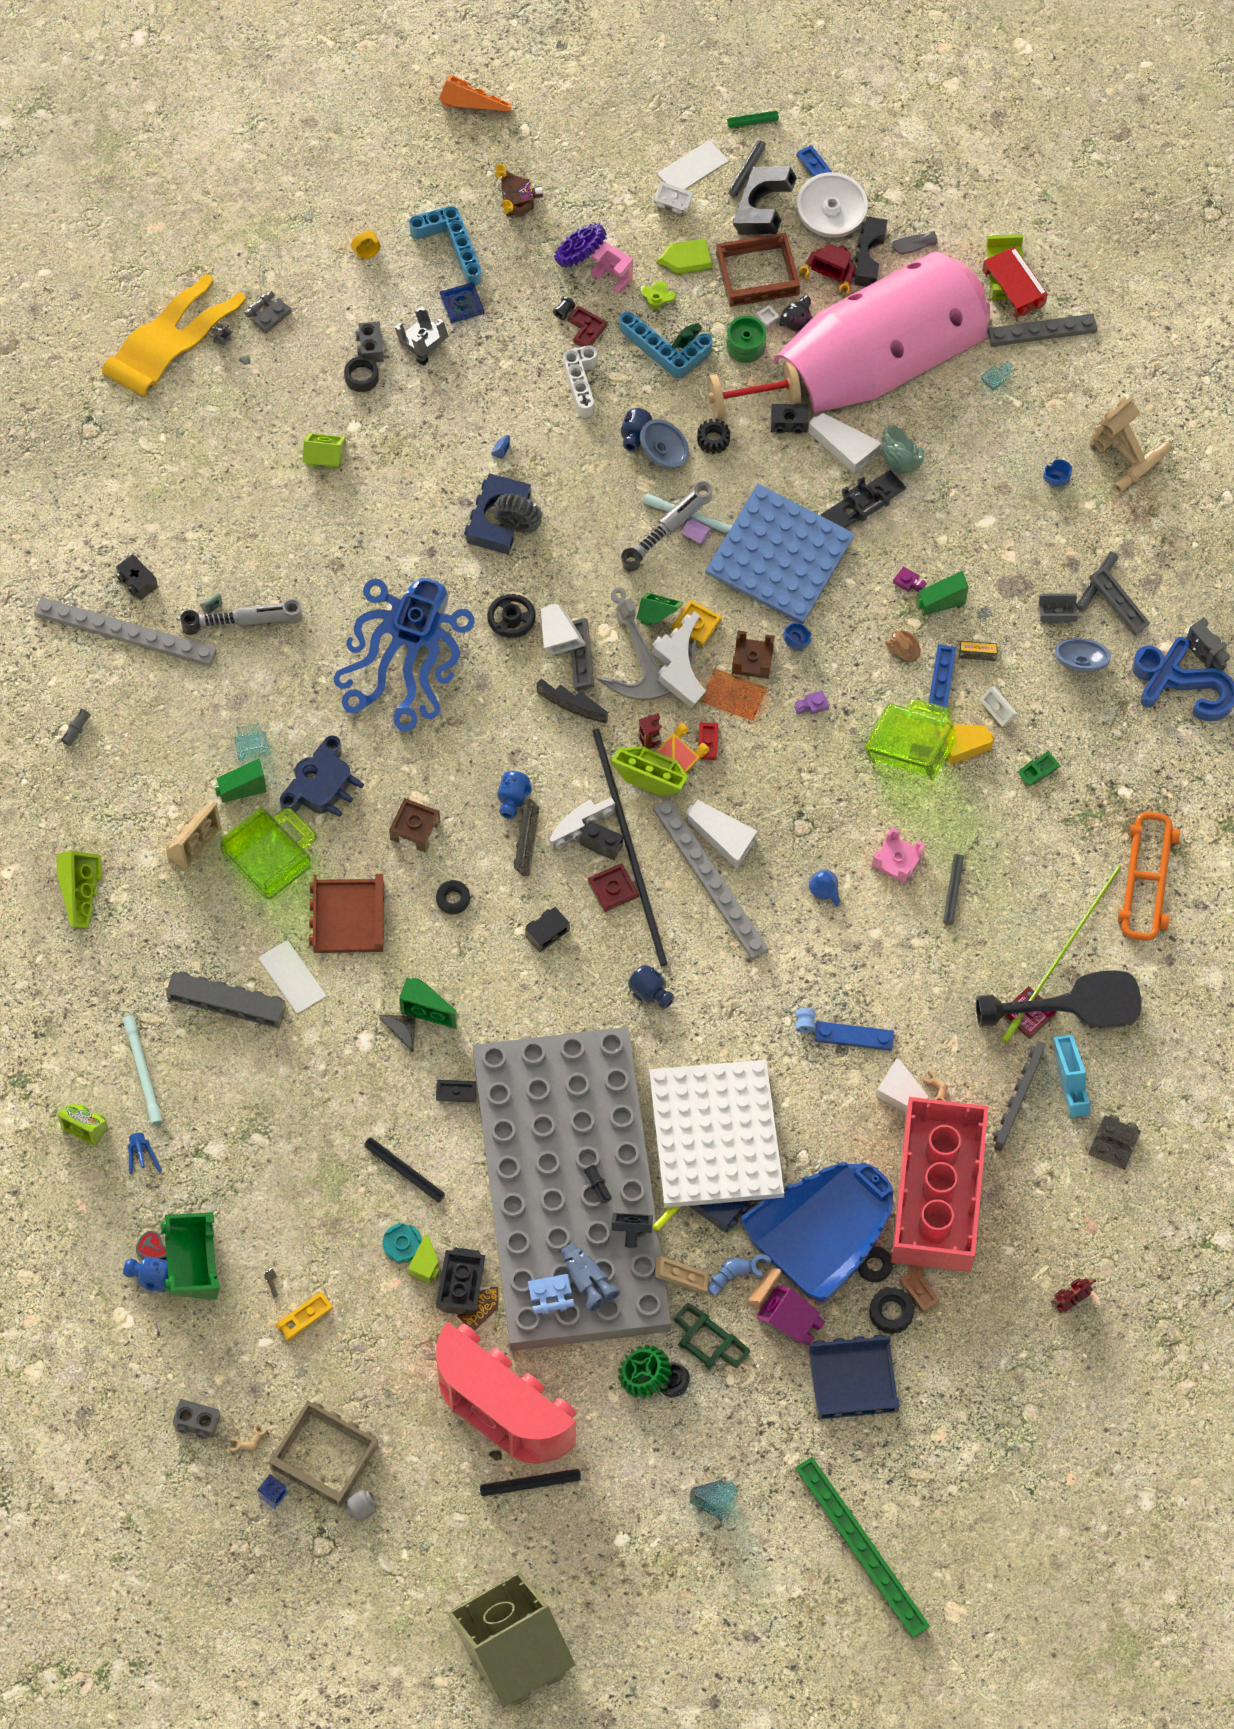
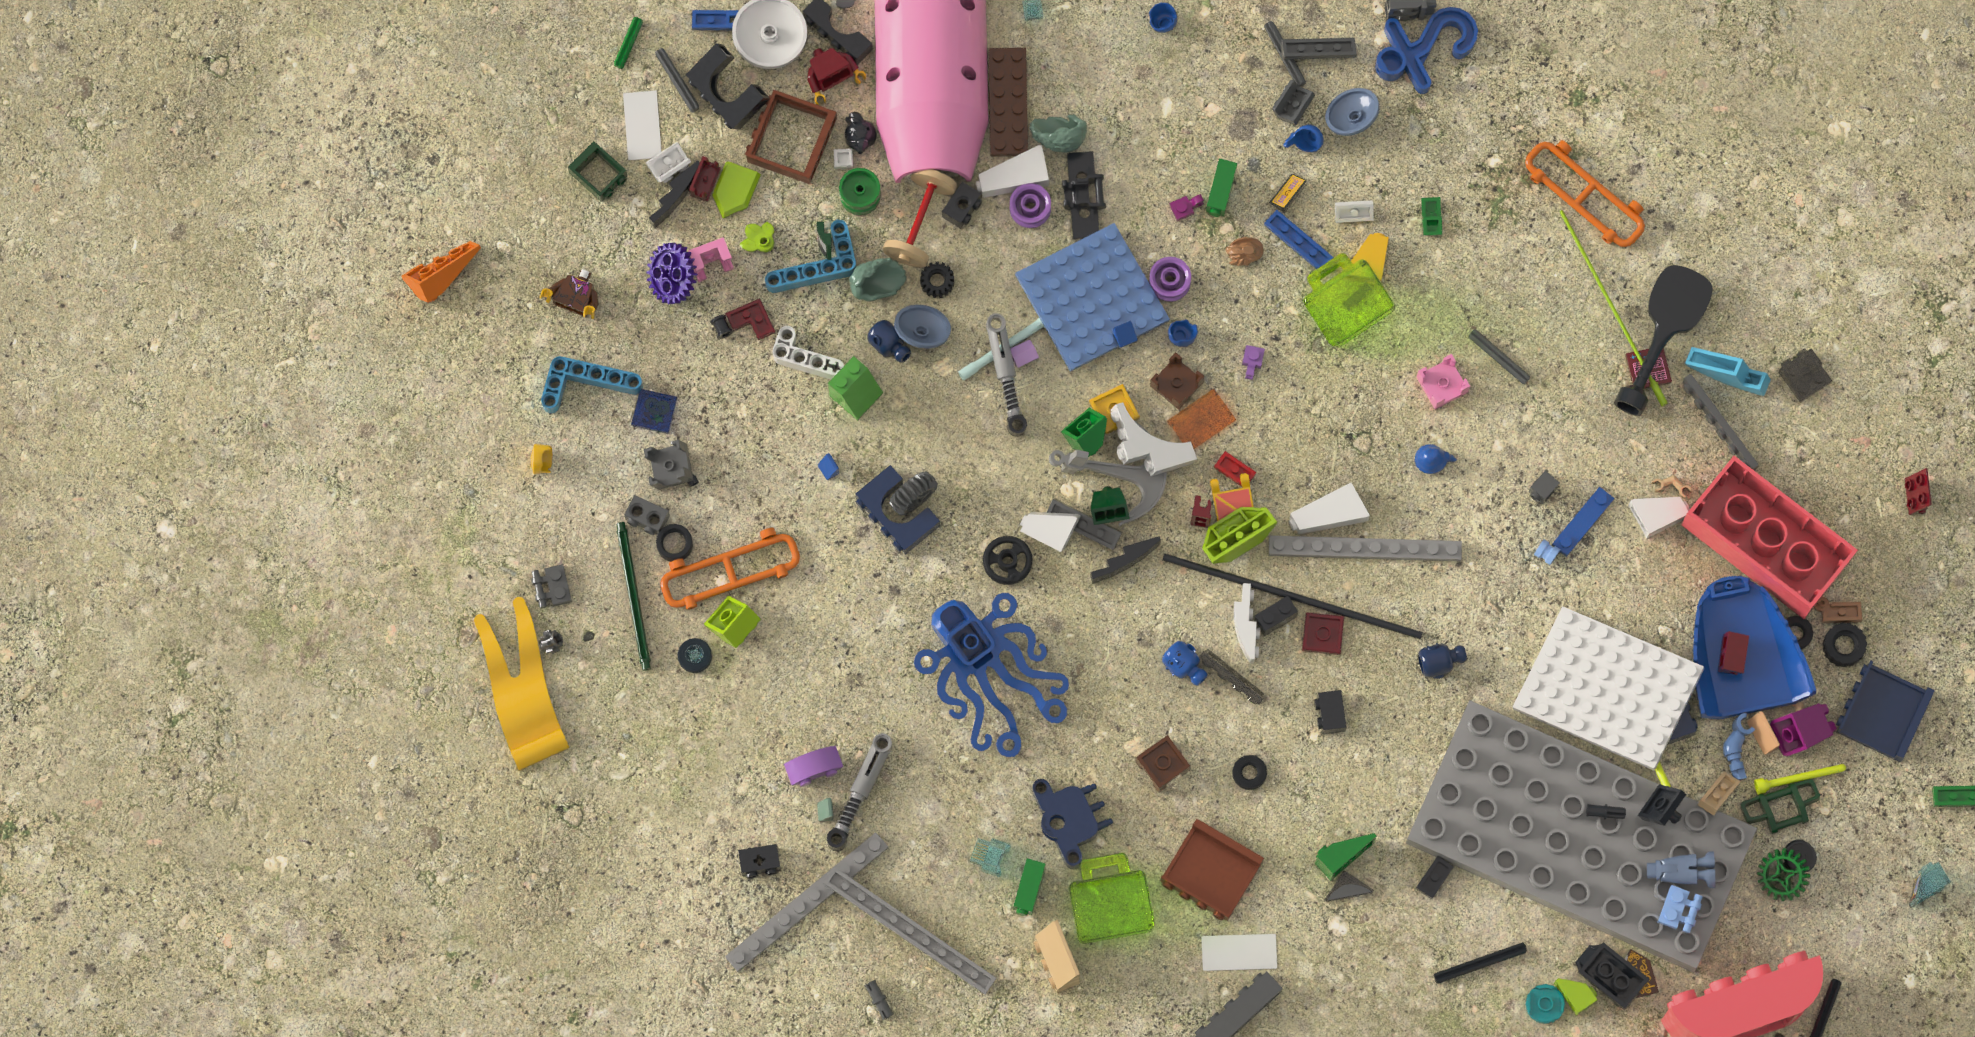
camera: 55 degrees left, 10 degrees up
(147, 716) = (910, 930): none -> light grey plate
(240, 570) = (813, 765): none -> medium lavender brick
(271, 438) = (698, 649): none -> black wheel
(297, 371) = (633, 596): none -> dark green piece
(343, 388) = (679, 568): none -> orange bar
(577, 423) = (854, 388): none -> bright green slope
(606, 659) = (1109, 506): none -> dark green torso
(640, 142) = (585, 158): none -> dark green window
(656, 218) = (679, 189): none -> black slope
(677, 229) = (704, 179): none -> dark red hinge
(680, 390) = (877, 279): none -> sand green hair
(716, 1312) = (1763, 785): none -> neon yellow piece
(763, 590) = (1125, 334): none -> blue slope
(818, 1218) = (1733, 653): none -> dark red hinge
(824, 476) = (1030, 194): none -> medium lavender wheel
(837, 611) = (1170, 290): none -> medium lavender wheel
(860, 986) = (1543, 487): none -> dark grey brick
(904, 403) = (1008, 101): none -> reddish brown plate
(1035, 634) = (1306, 138): none -> blue hat

